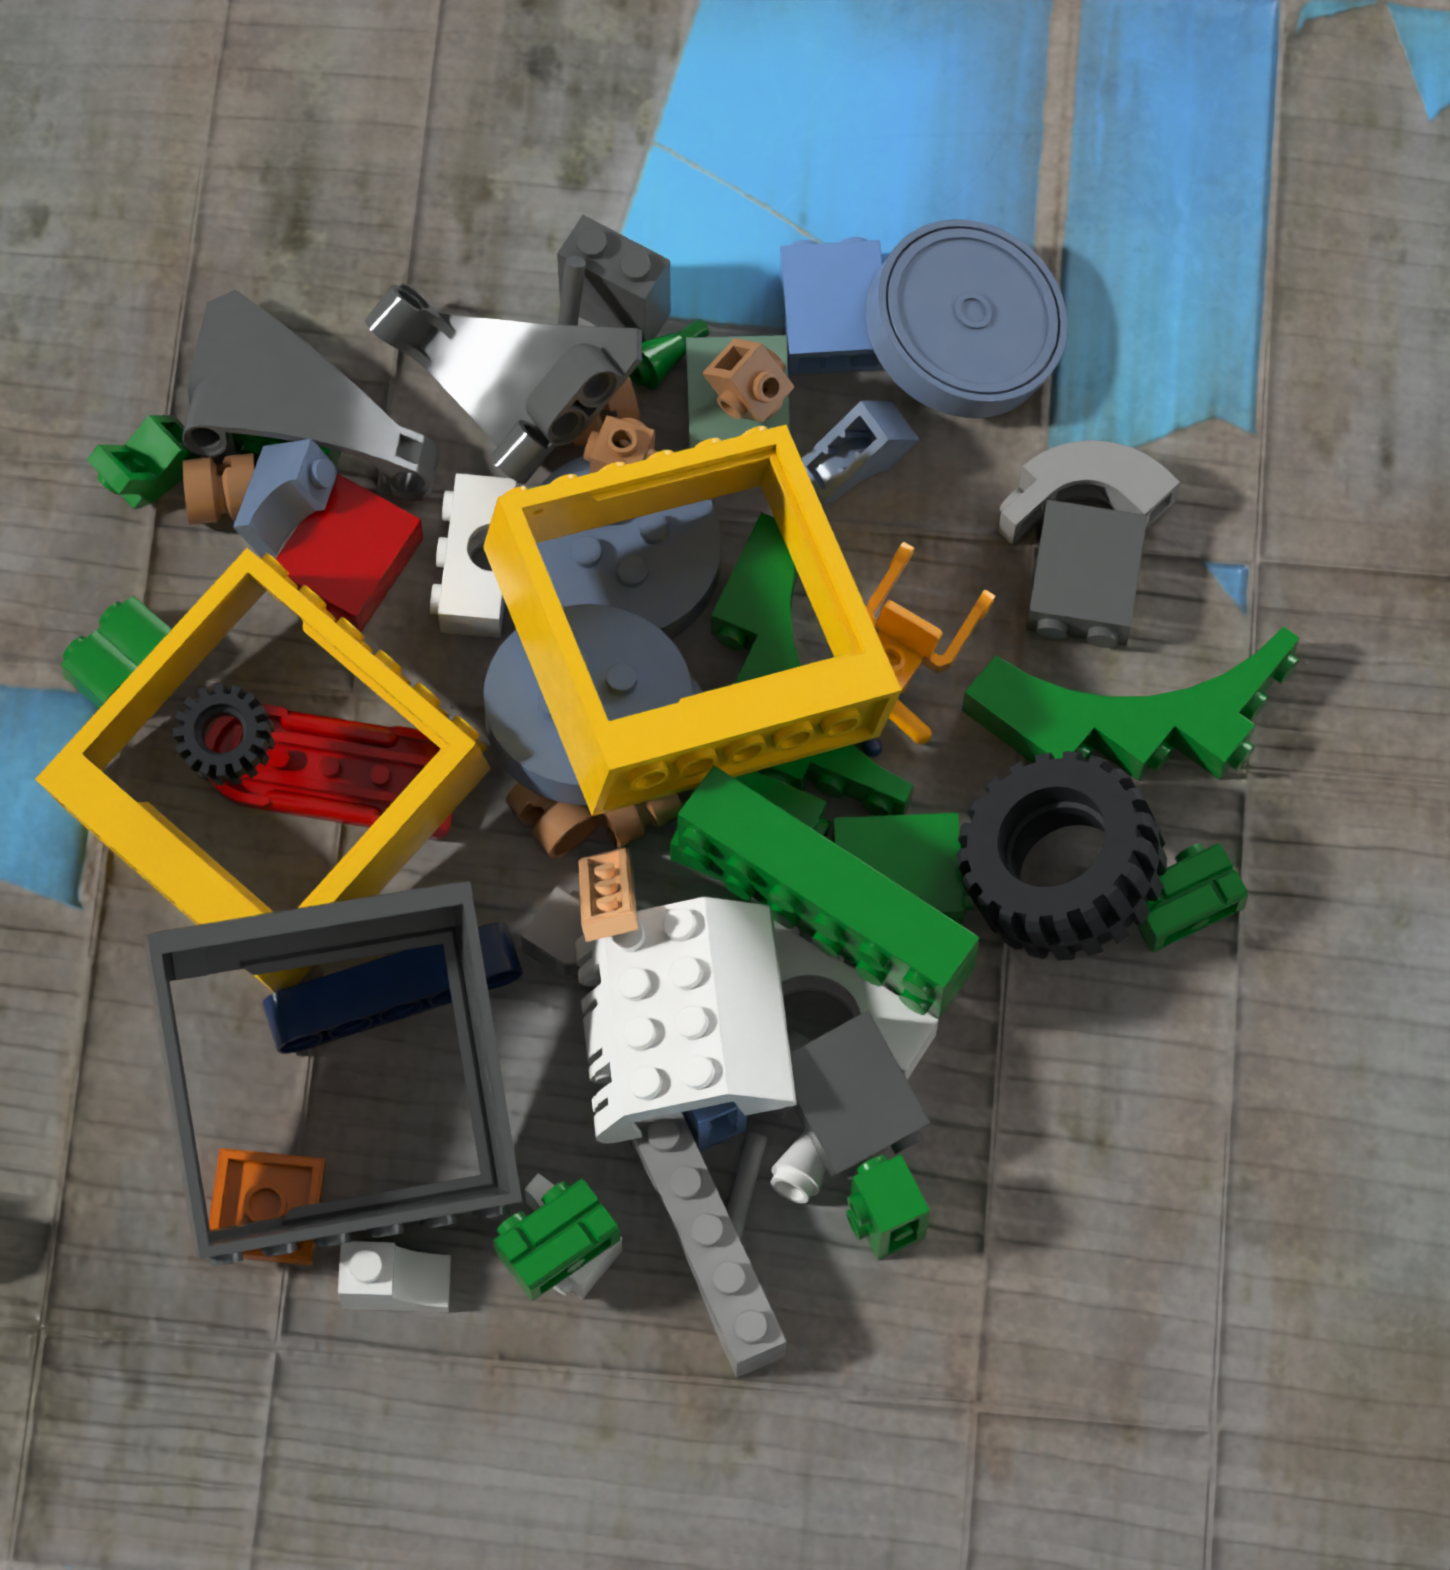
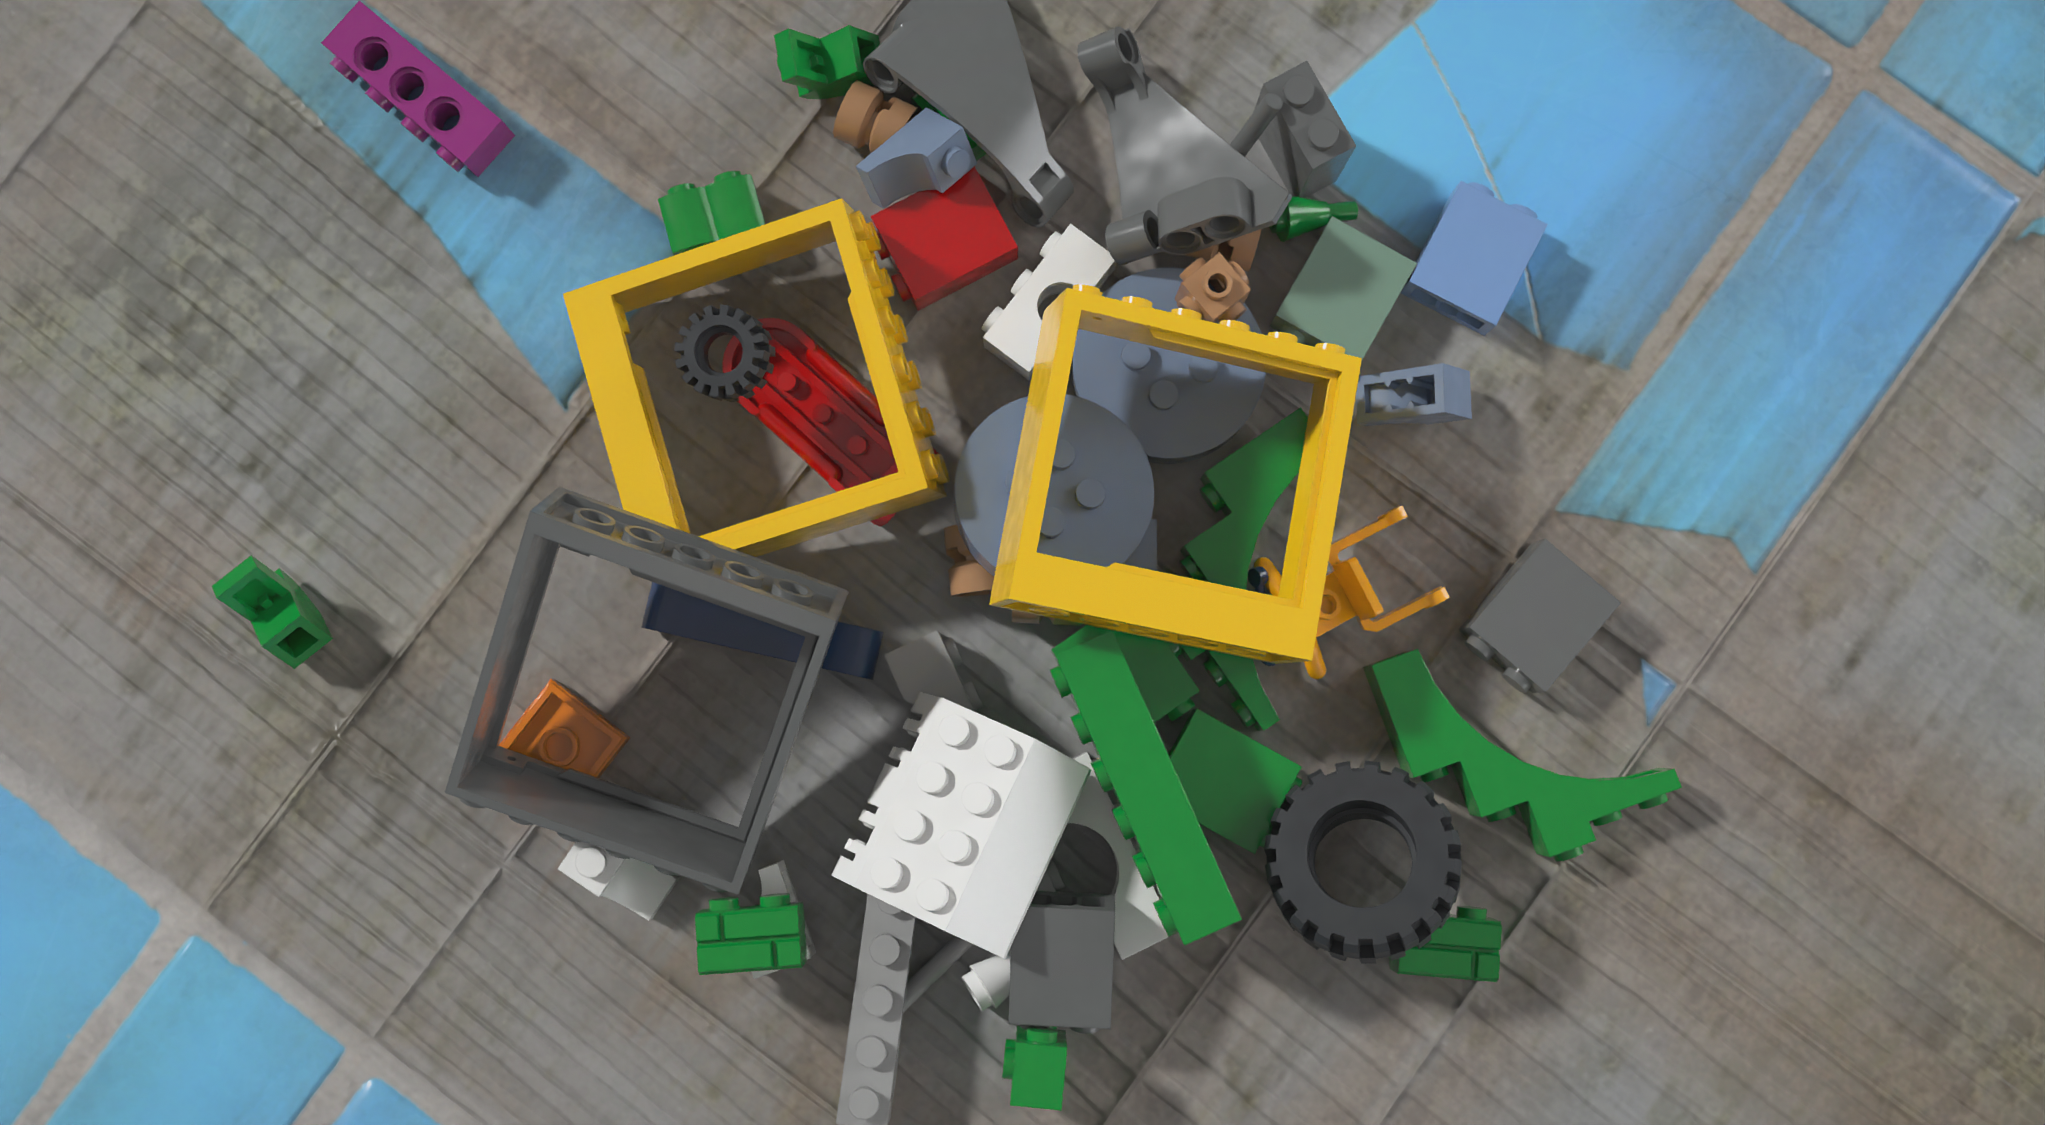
camera: 35 degrees right, 15 degrees up
(607, 894) = (964, 675): light nougat tile -> none
(748, 380) = (1358, 290): medium nougat brick -> none
(966, 318) = (1577, 336): sand blue brick -> none
(1089, 472) = (1609, 538): light grey arch -> none

